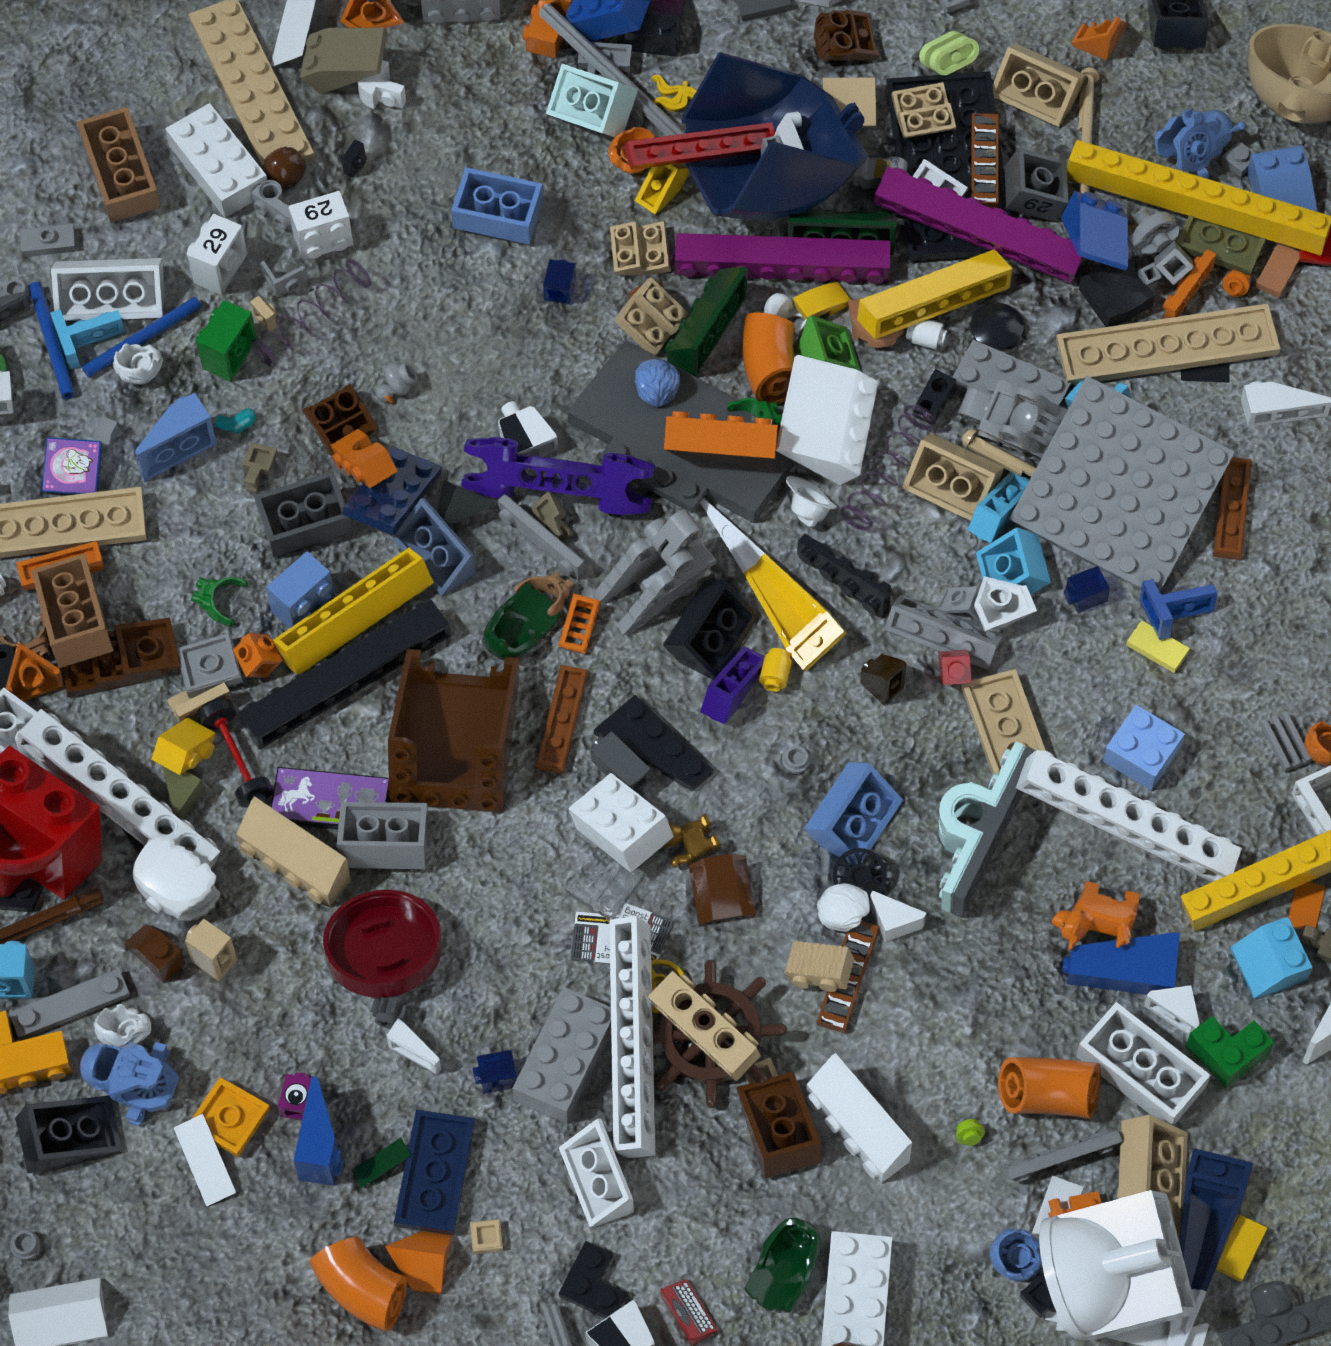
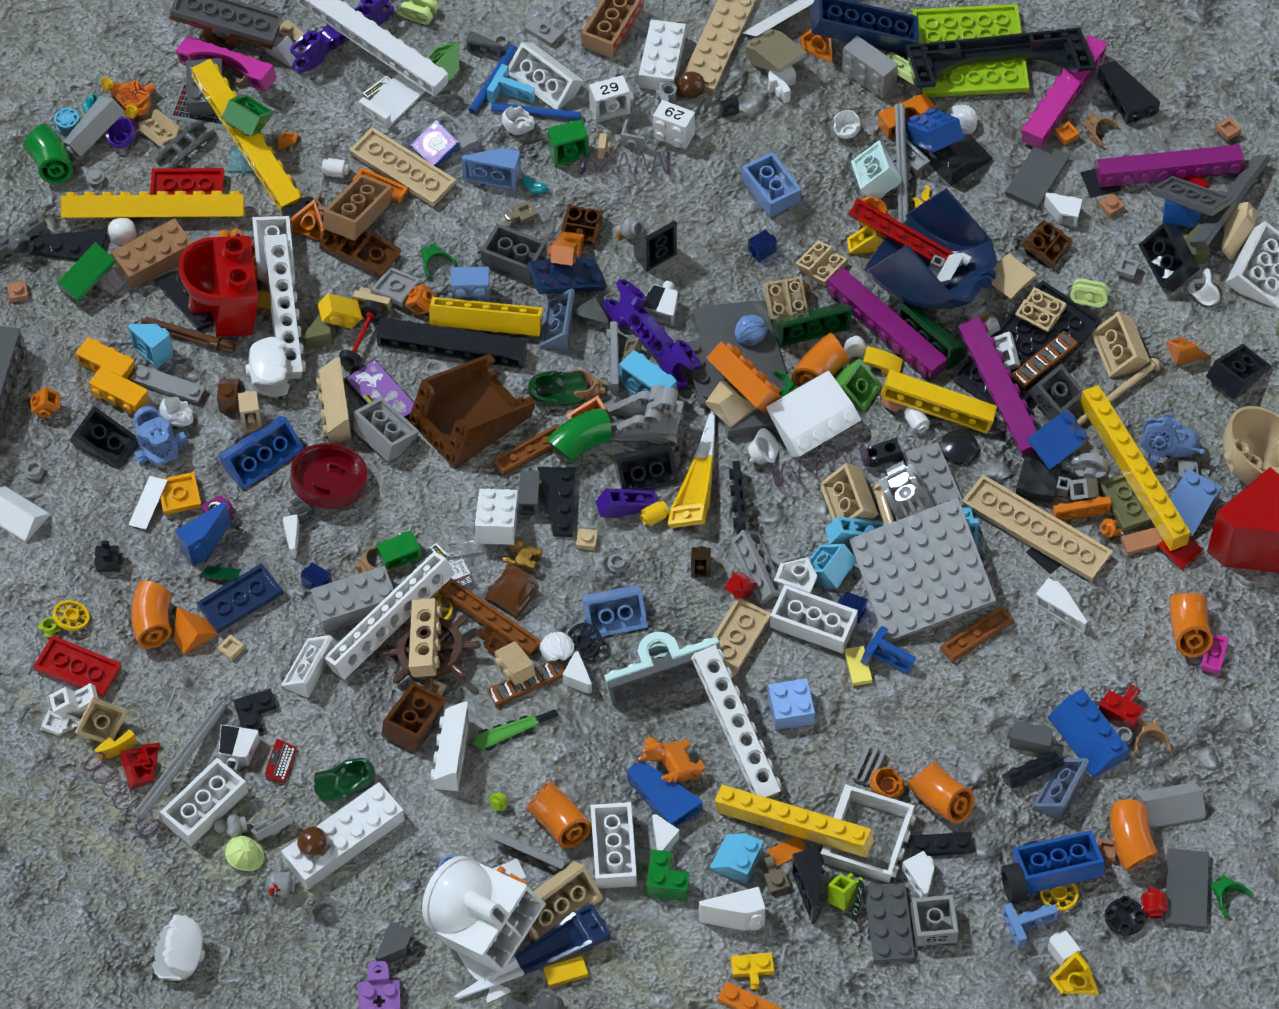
camera: 45 degrees right, 5 degrees down
(233, 1265) = (108, 557): none -> black brick
(270, 985) = (261, 452): none -> blue slope
(452, 374) = (657, 247): none -> black slope
(502, 75) = (846, 124): none -> white hair
(535, 1009) = (364, 566): none -> medium nougat helmet
(550, 957) = (399, 550): none -> green brick
(609, 529) = (639, 374): none -> medium azure brick
(609, 649) = (581, 434): none -> green brick
(727, 480) = (729, 403): none -> tan slope
(732, 940) = (489, 616): none -> dark orange tile
(733, 762) = (586, 539): none -> tan plate
(770, 962) = (494, 639): none -> reddish brown plate
(885, 1057) = (501, 734): none -> bright green sword
(1066, 636) = (813, 618): none -> white brick

